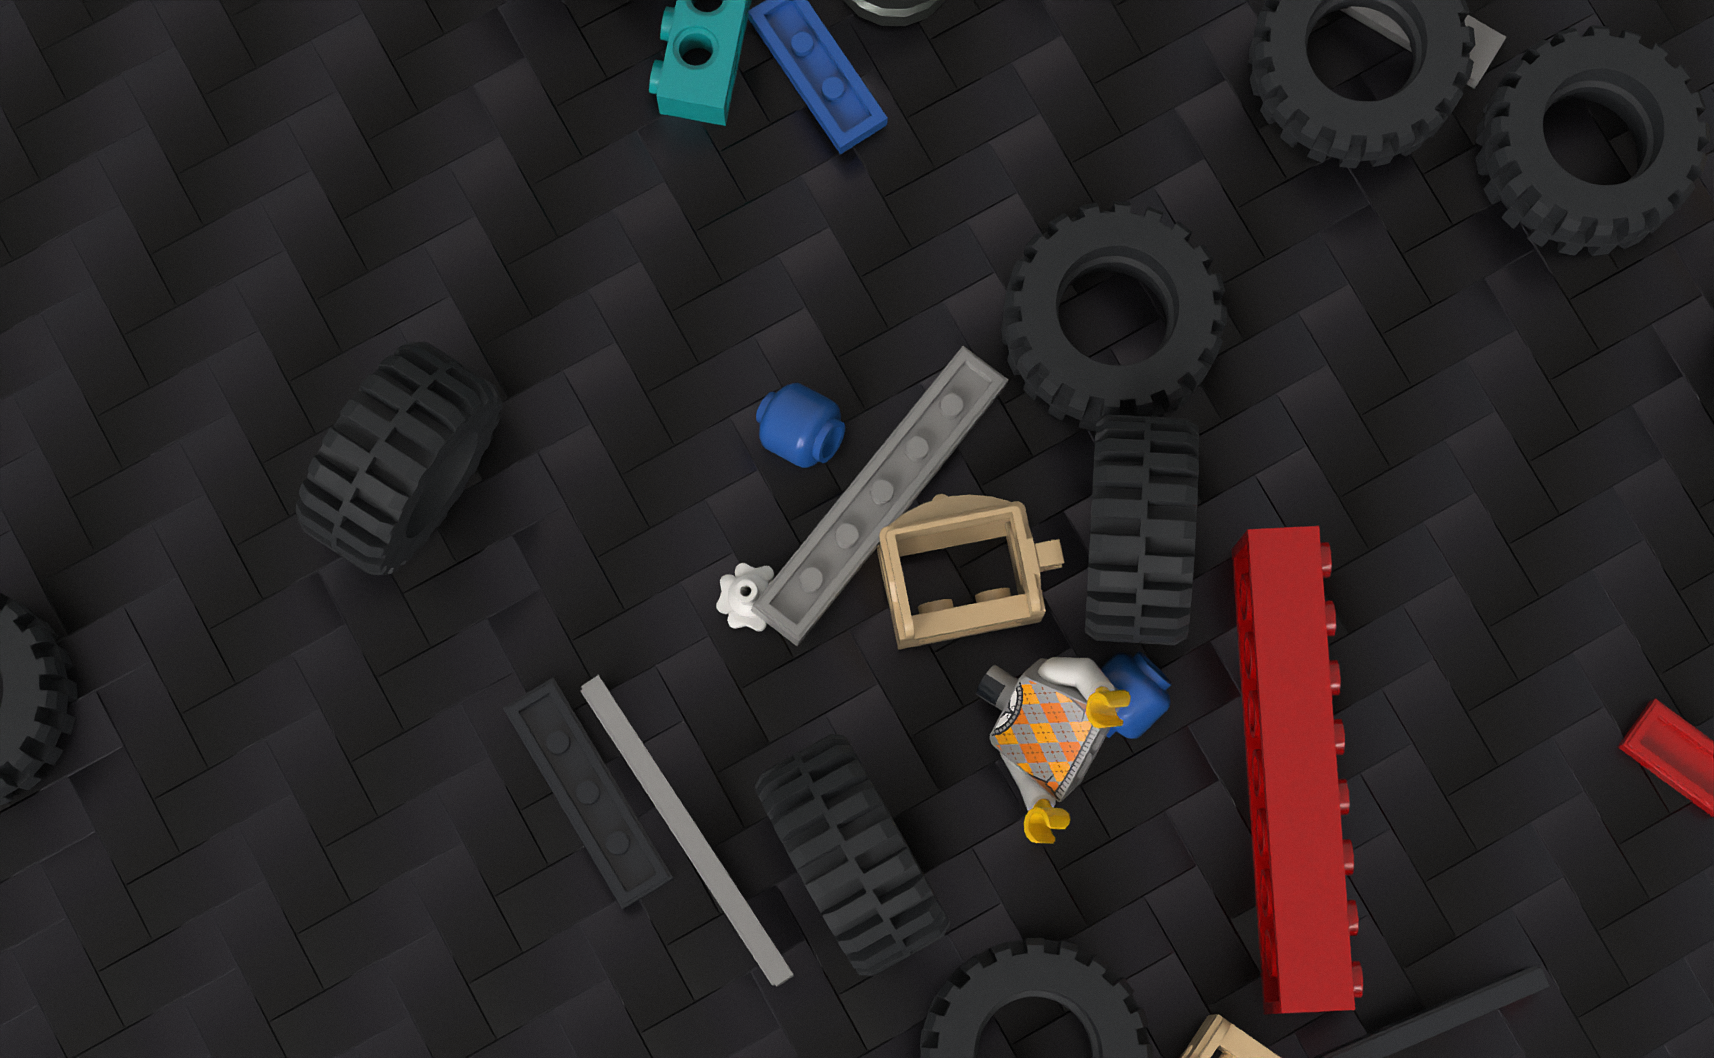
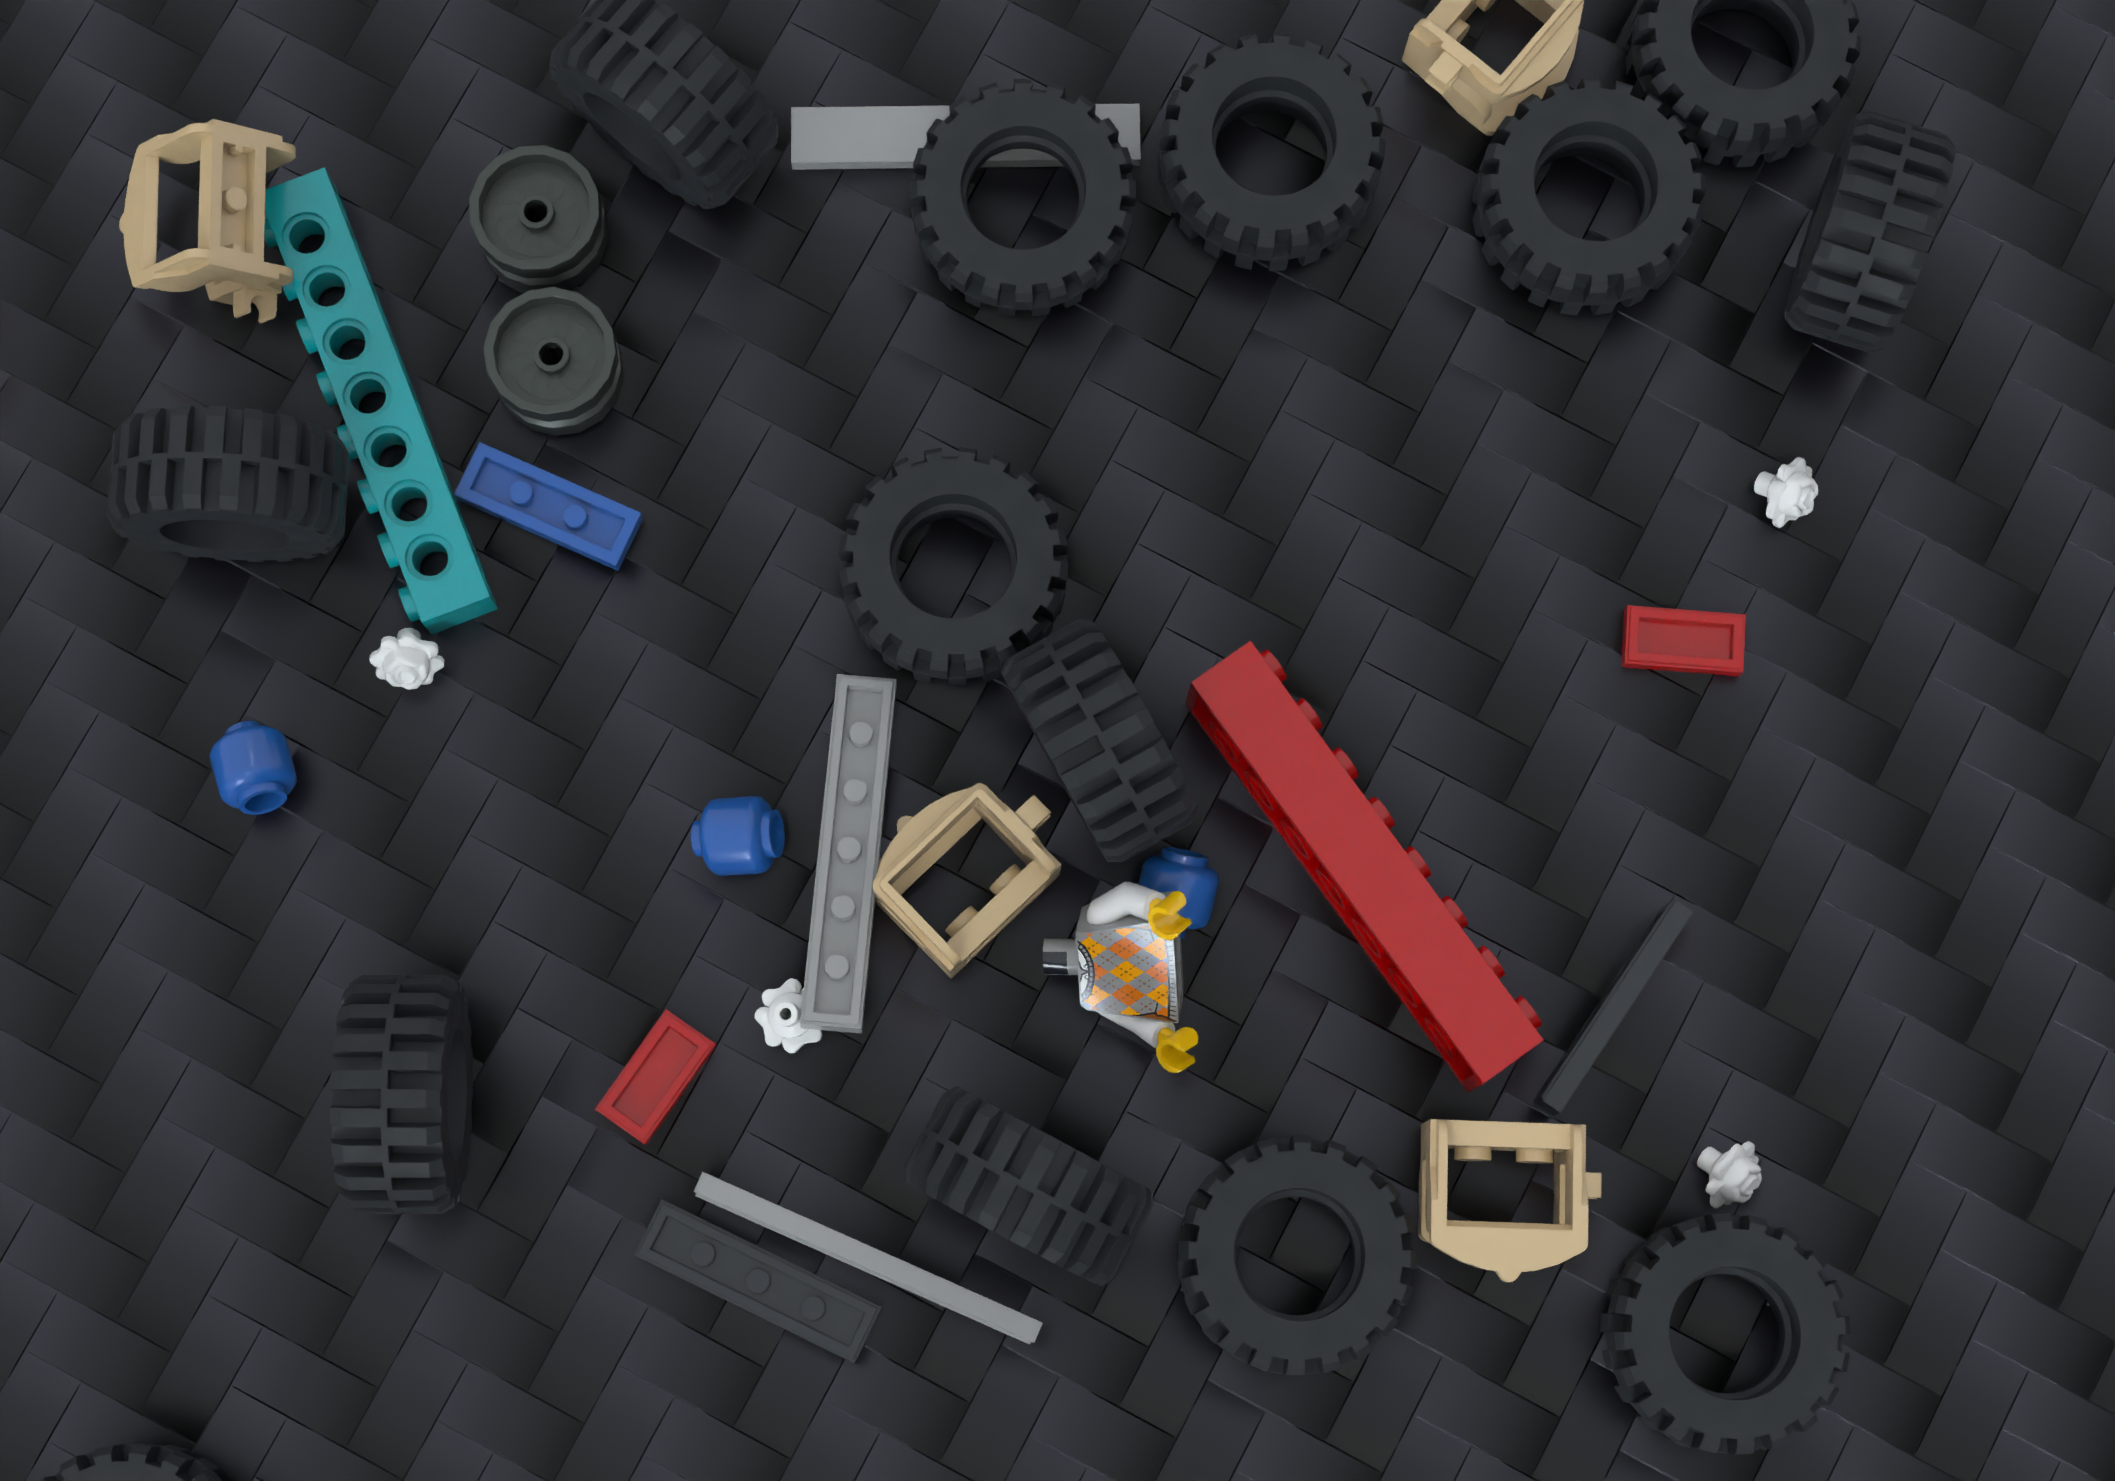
camera: 35 degrees left, 0 degrees up
(451, 129) = (253, 767): none -> blue head
(611, 577) = (656, 1077): none -> red tile
(626, 120) = (407, 659): none -> white plant

